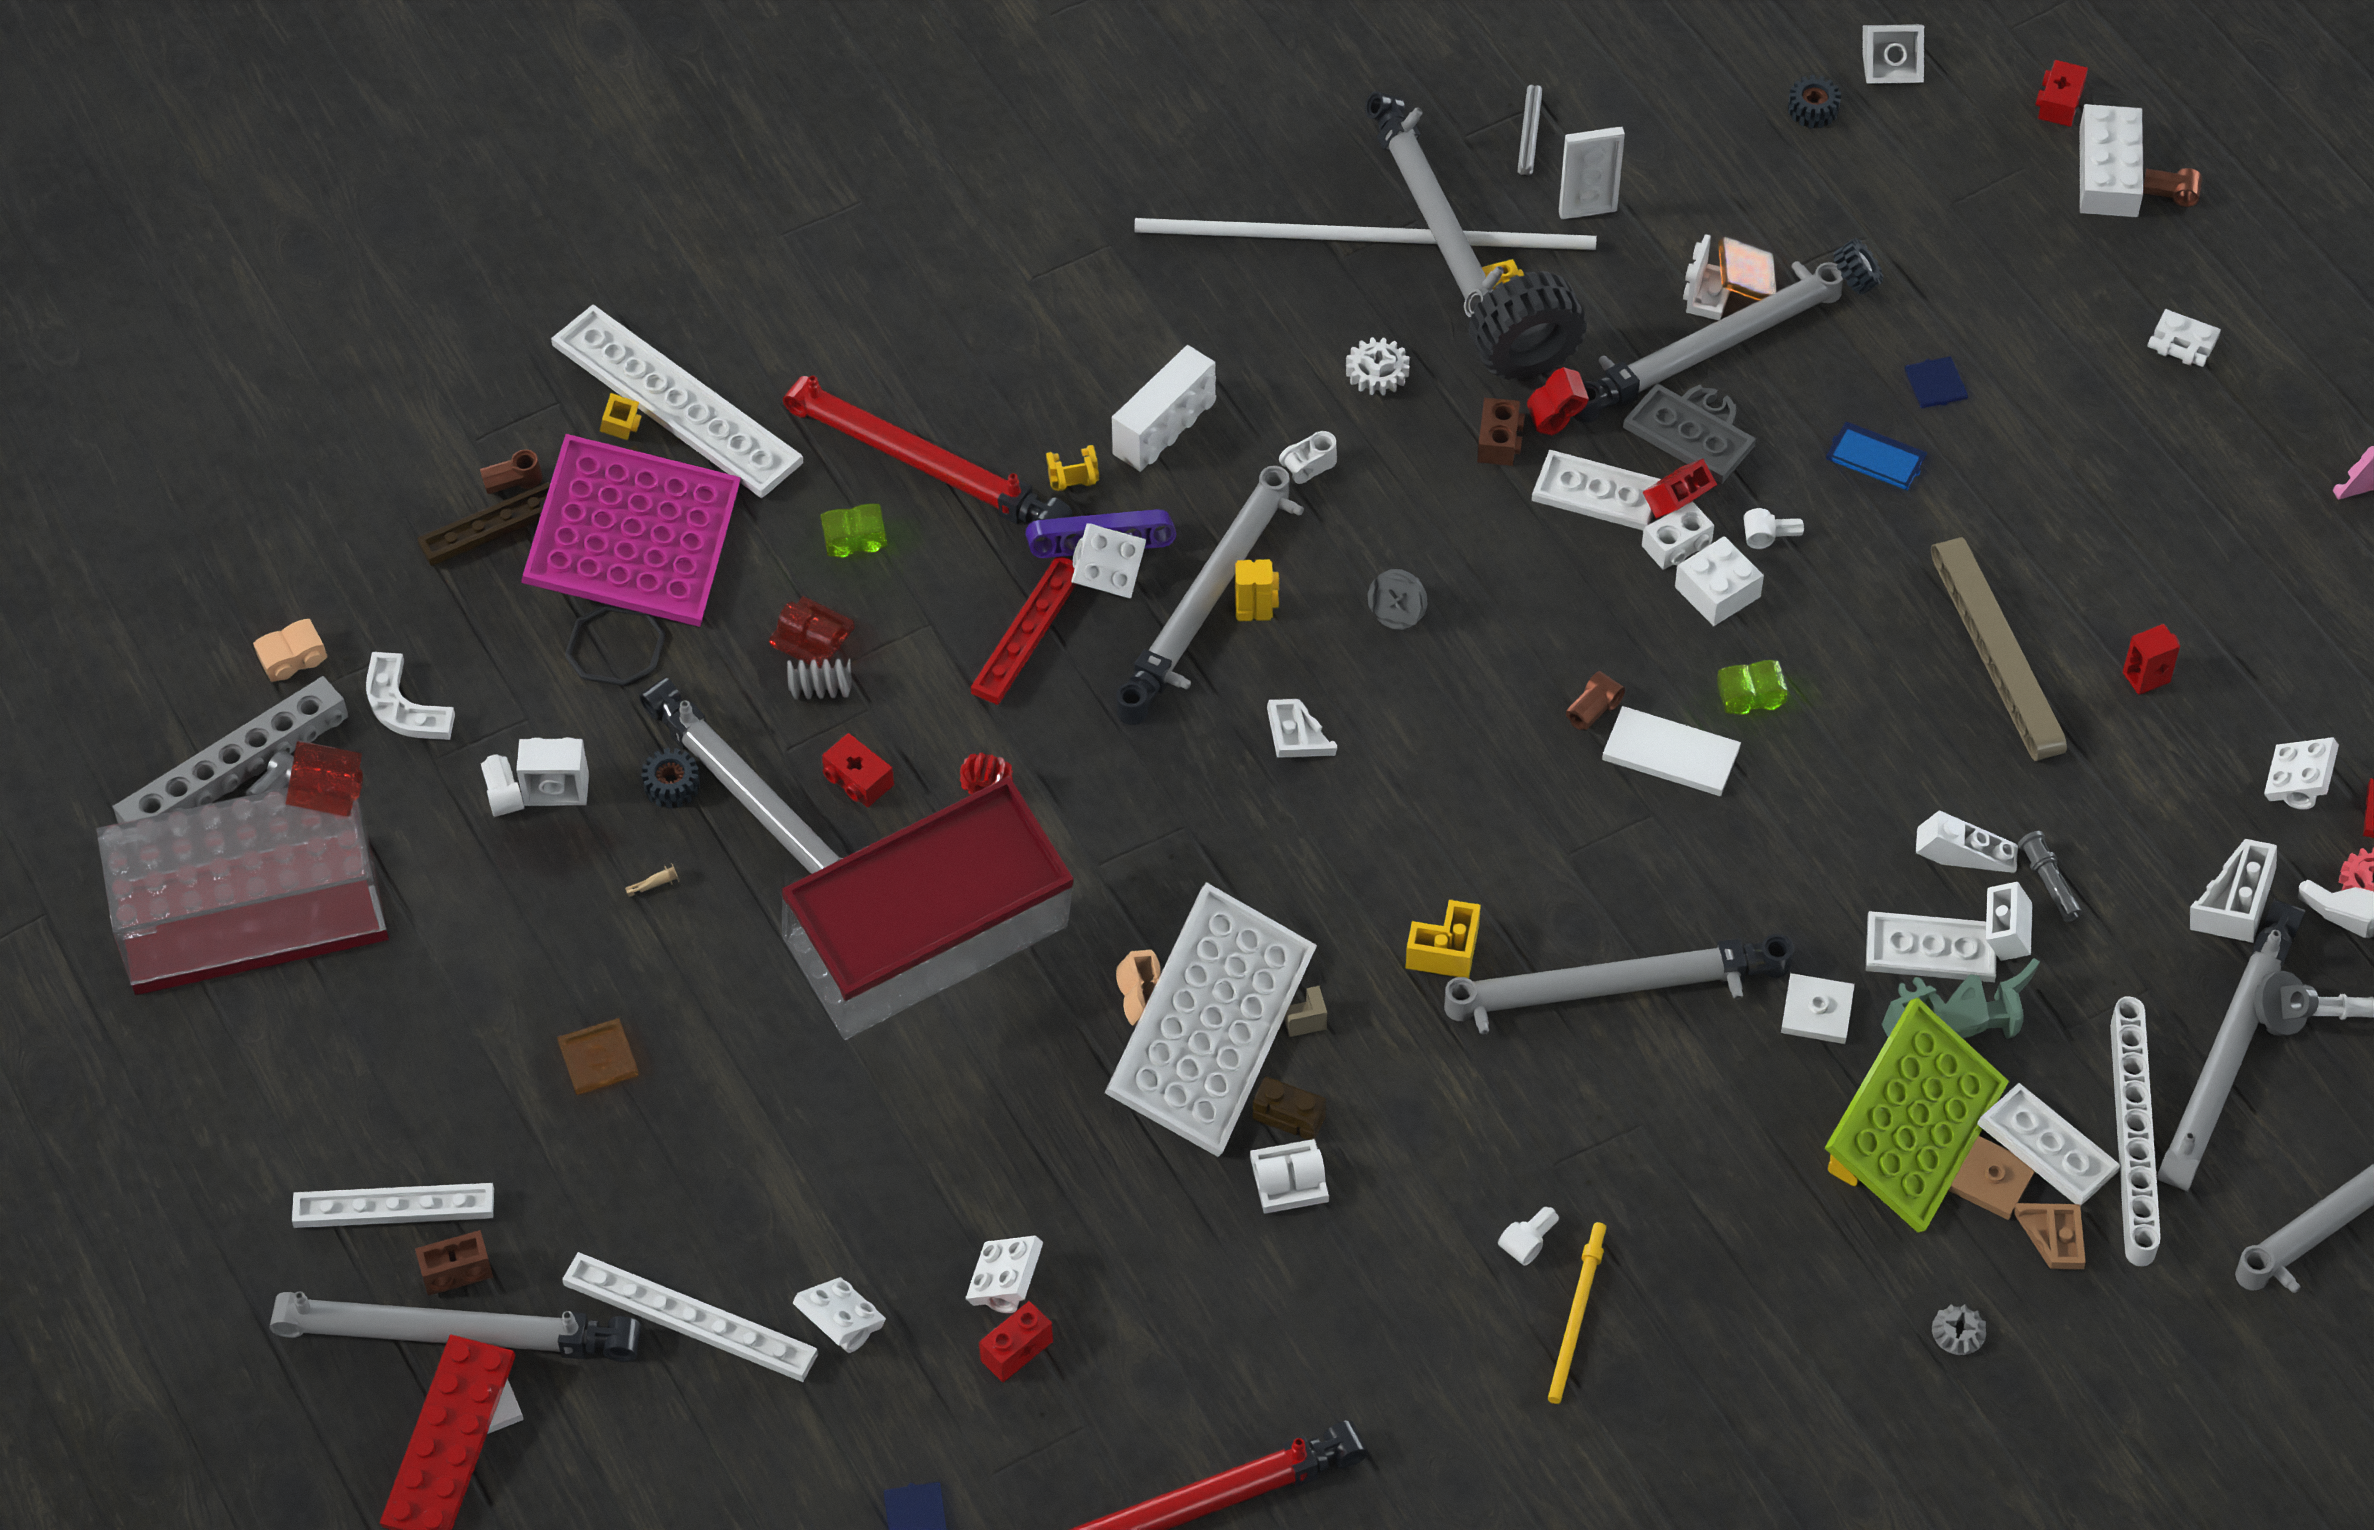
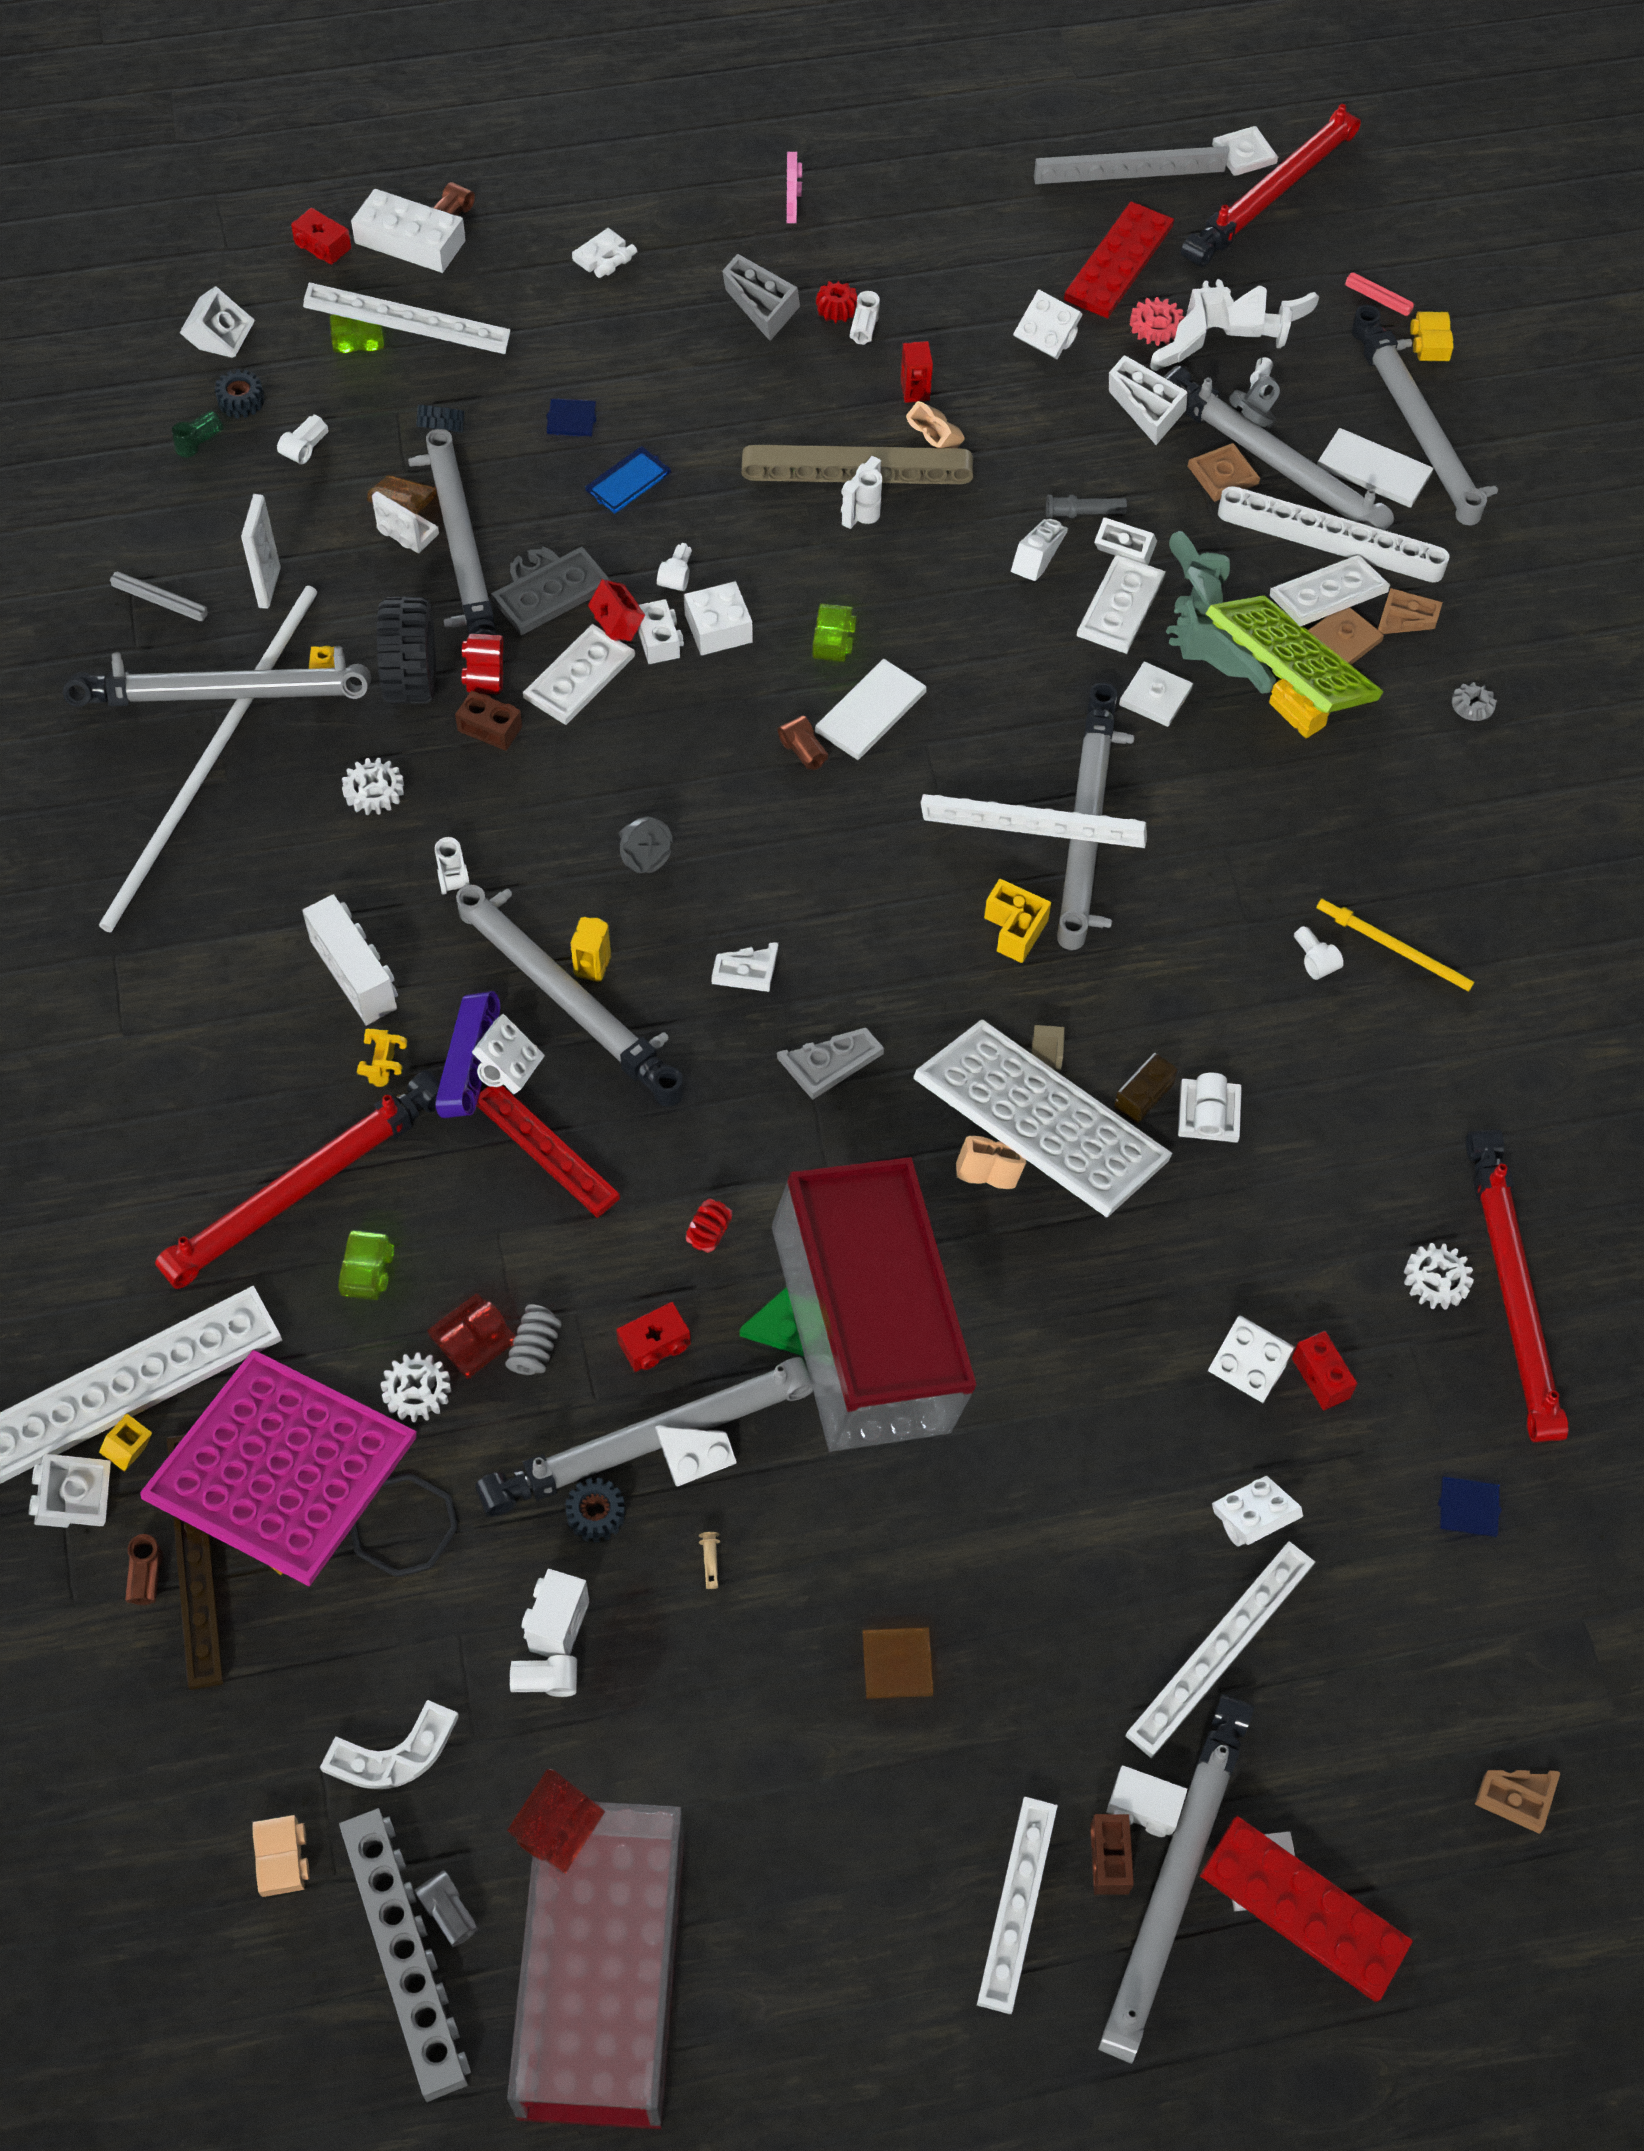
camera: 75 degrees left, 5 degrees up
(516, 1281) = (1147, 1801): none -> white brick
(565, 398) = (70, 1491): none -> white plate
(745, 606) = (421, 1375): none -> white gear
(749, 834) = (694, 1452): none -> white wing
(1175, 1418) = (1438, 1276): none -> white gear
(1214, 829) = (830, 1062): none -> light grey wing
(1575, 930) = (1034, 820): none -> white plate
(1735, 82) = (190, 435): none -> clear green piece
(1772, 169) = (300, 443): none -> white piece
(1946, 165) = (354, 334): none -> clear neon green brick
(1947, 657) = (863, 495): none -> white plate
(1977, 196) = (406, 318): none -> white plate
(2083, 700) = (934, 426): none -> light nougat brick
(2177, 1000) = (1223, 469): none -> medium nougat plate
(2189, 490) = (761, 294): none -> light grey wedge
(2226, 596) = (865, 317): none -> white piece
(2227, 564) = (836, 301): none -> red gear
(2270, 1158) = (1375, 467): none -> white tile

